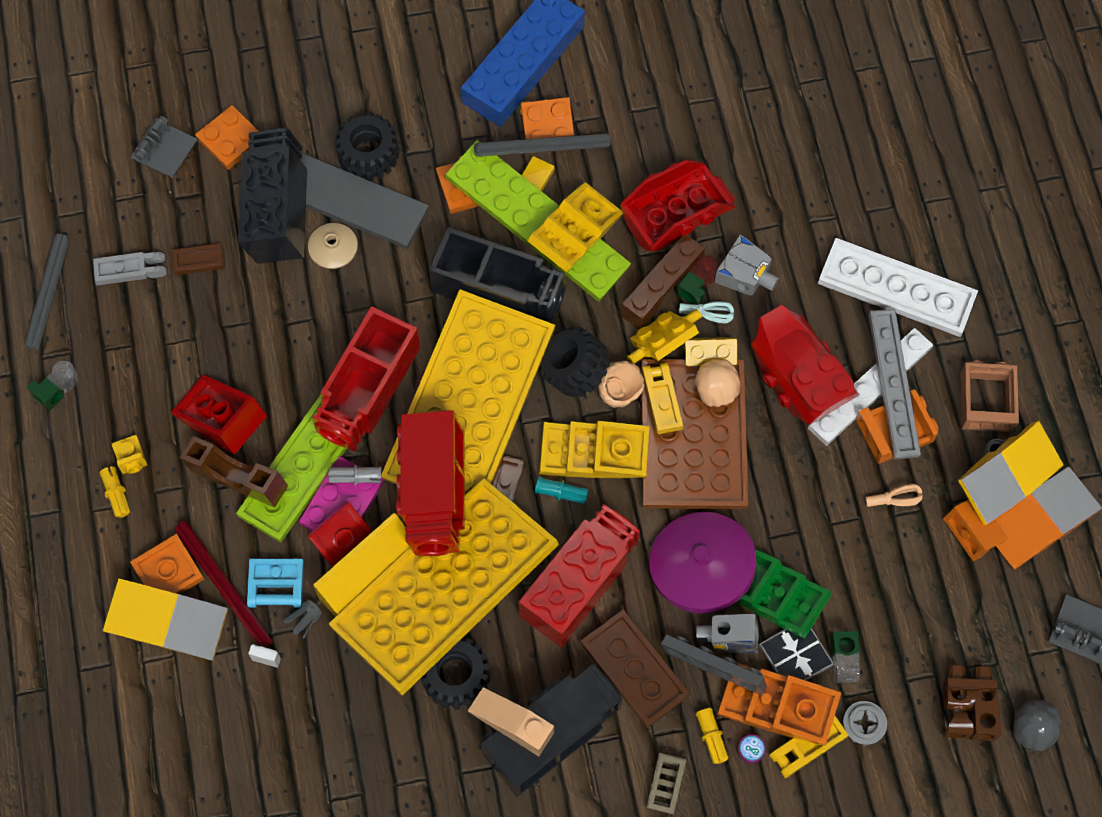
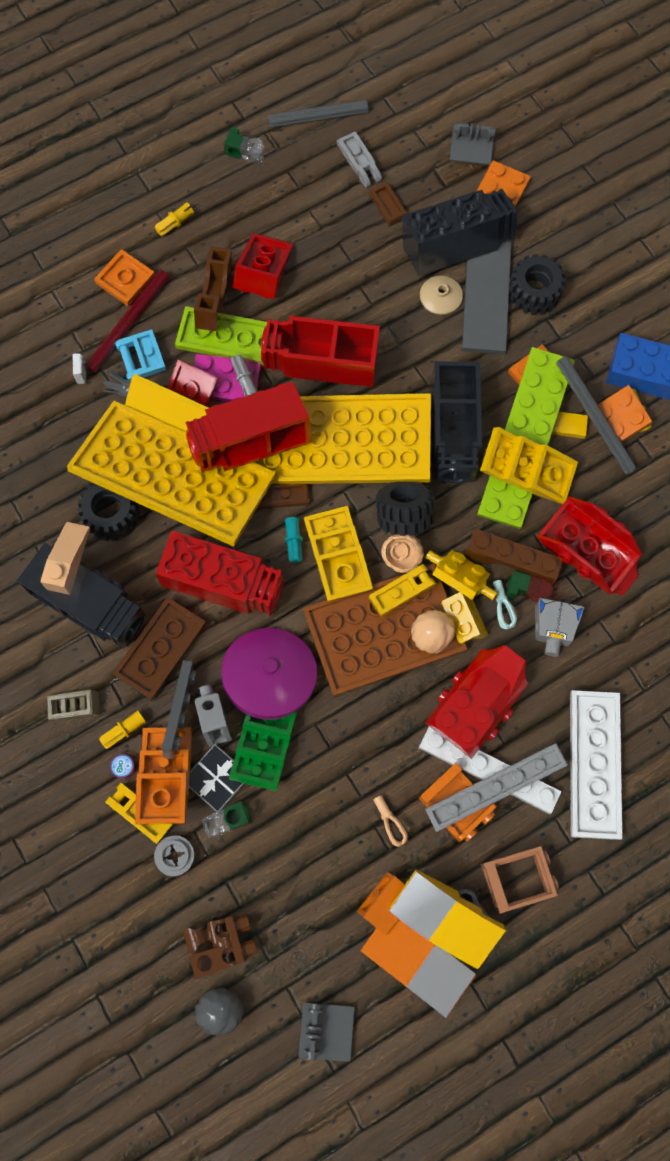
camera: 70 degrees right, 5 degrees up
(129, 455) = (208, 218): yellow bracket -> none
(165, 619) = (83, 289): slope -> none

